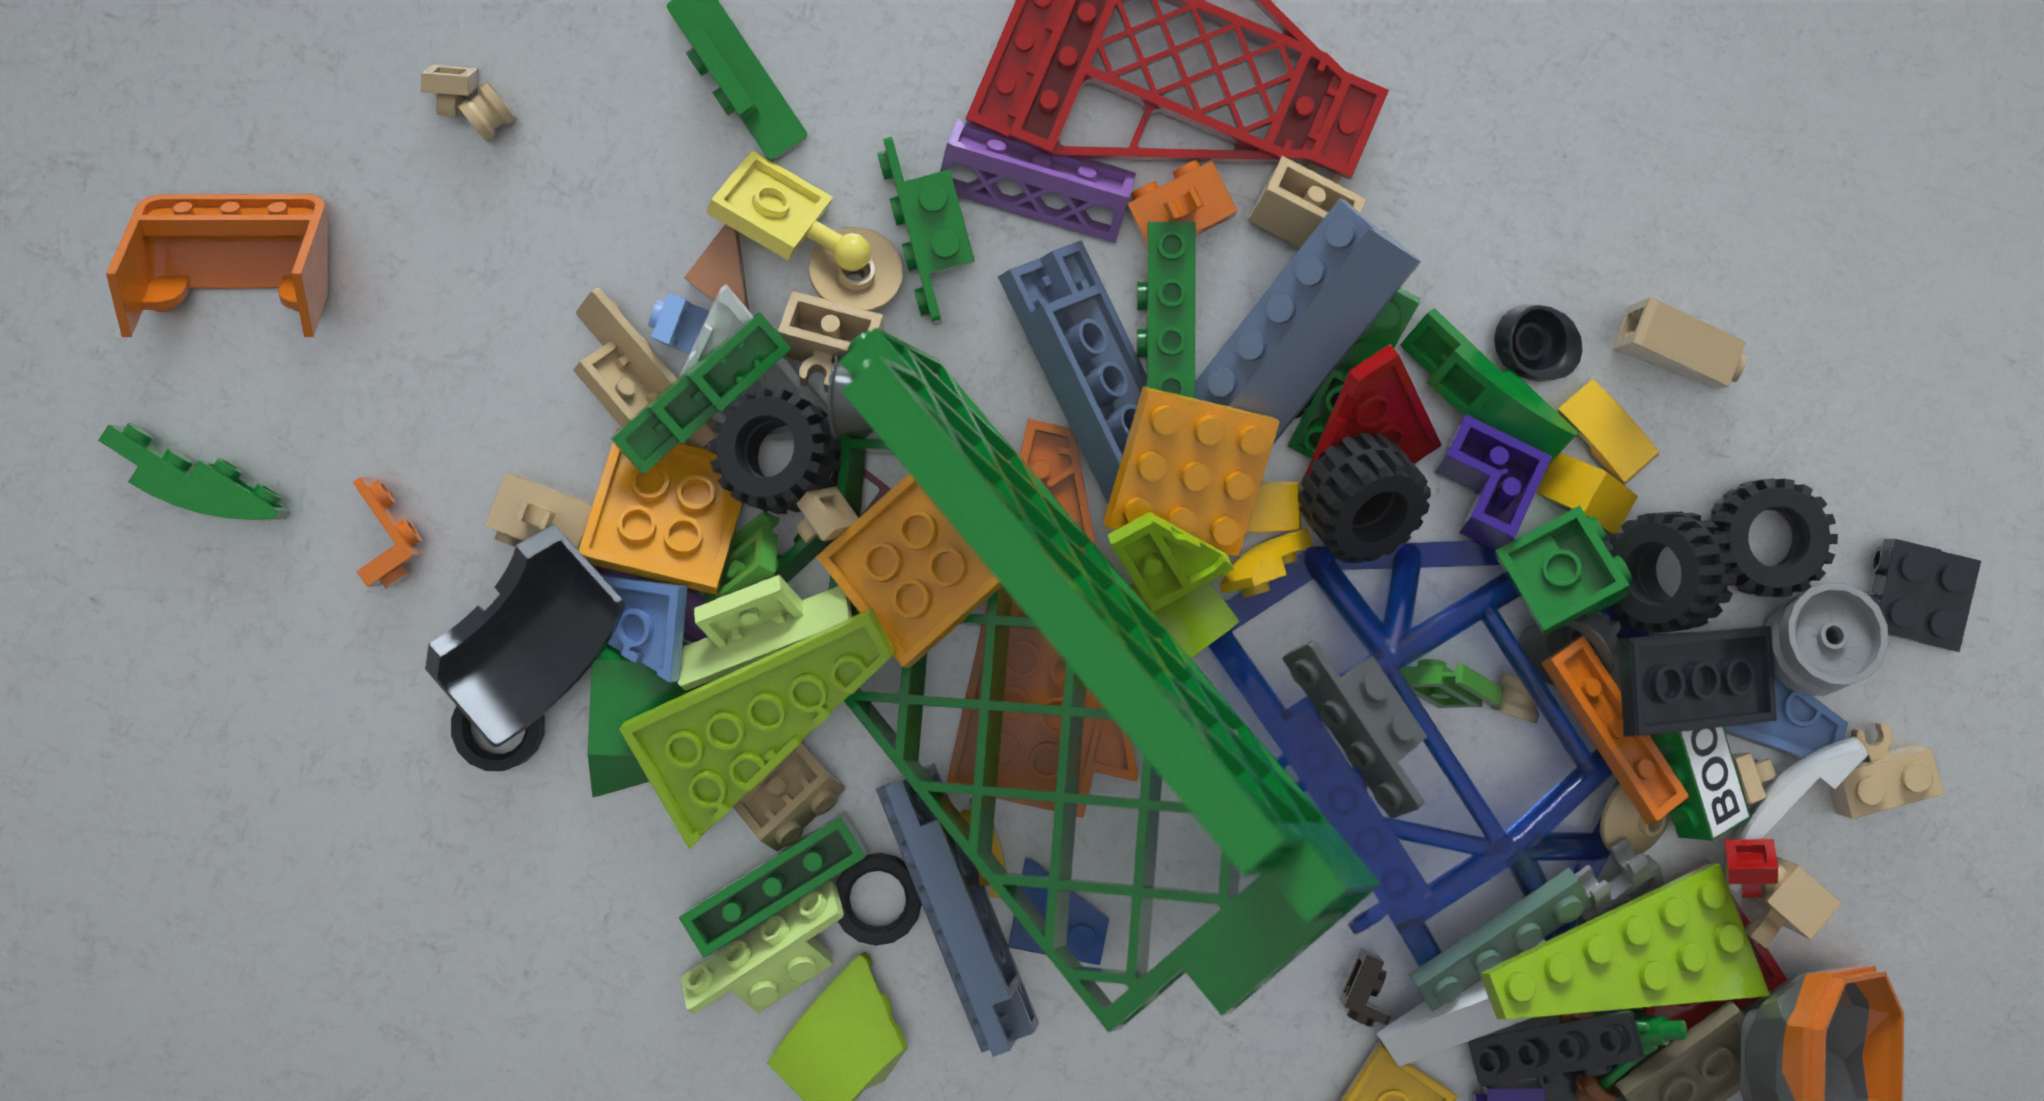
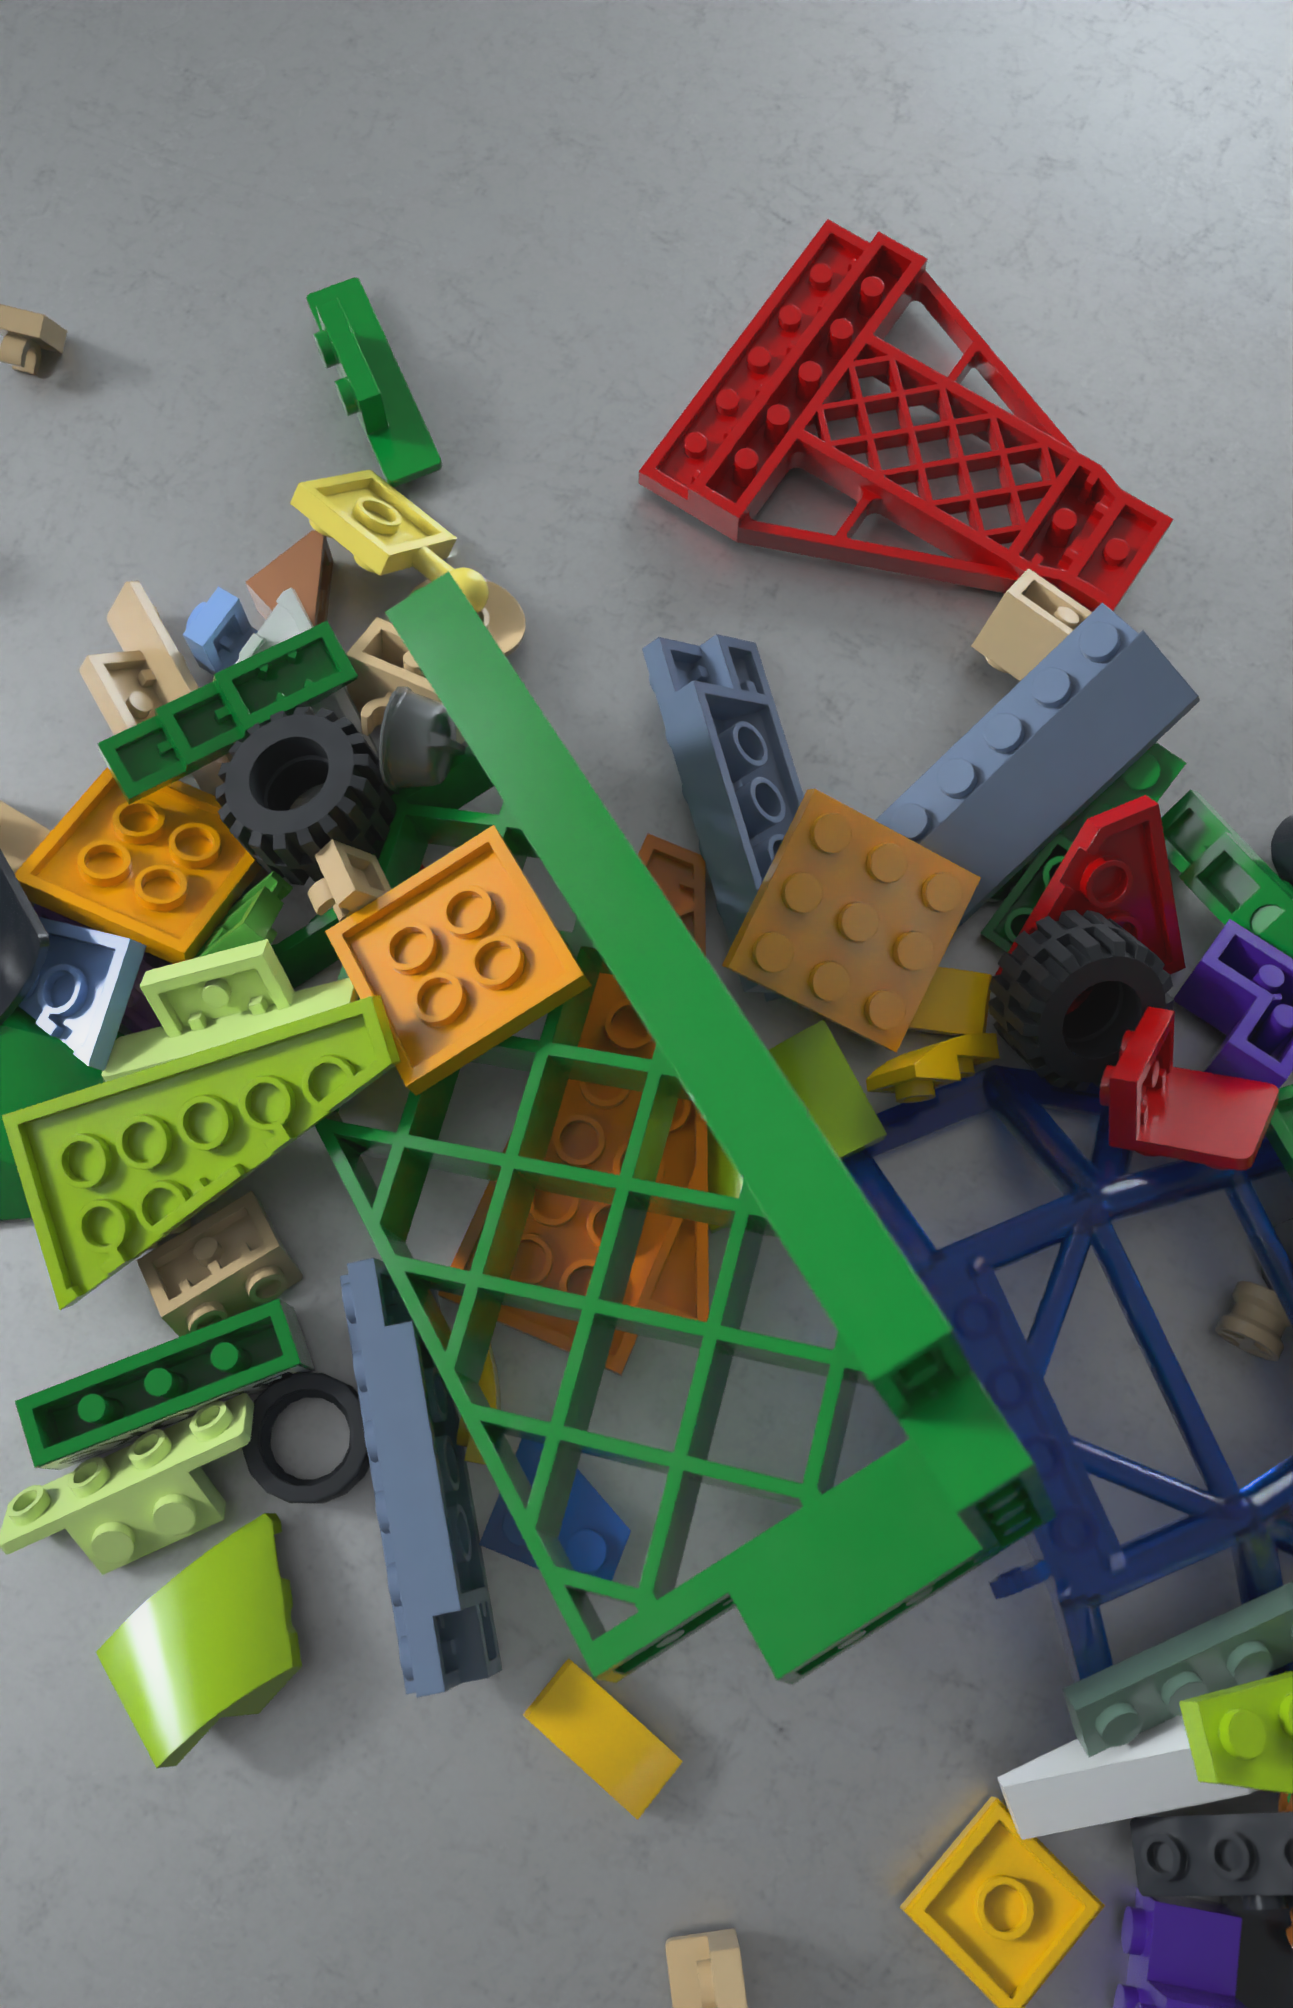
camera: 10 degrees right, 15 degrees down
(487, 111) = (60, 369): tan wheel -> none
(933, 225) = (574, 579): green bracket -> none
(1079, 180) = (702, 537): medium lavender fence -> none
(1115, 1055) = (602, 1738): none -> yellow slope
(1166, 559) = (802, 1019): lime wing -> none
(1169, 308) = (857, 714): green bracket -> none
(1192, 196) = (888, 620): orange brick -> none
(1365, 720) = (1055, 1279): dark grey bracket -> none
(1365, 980) = (985, 1696): dark brown bracket -> none
(1442, 571) = (1179, 1109): none -> red bracket
(1450, 688) = (1179, 1276): bright green plate -> none

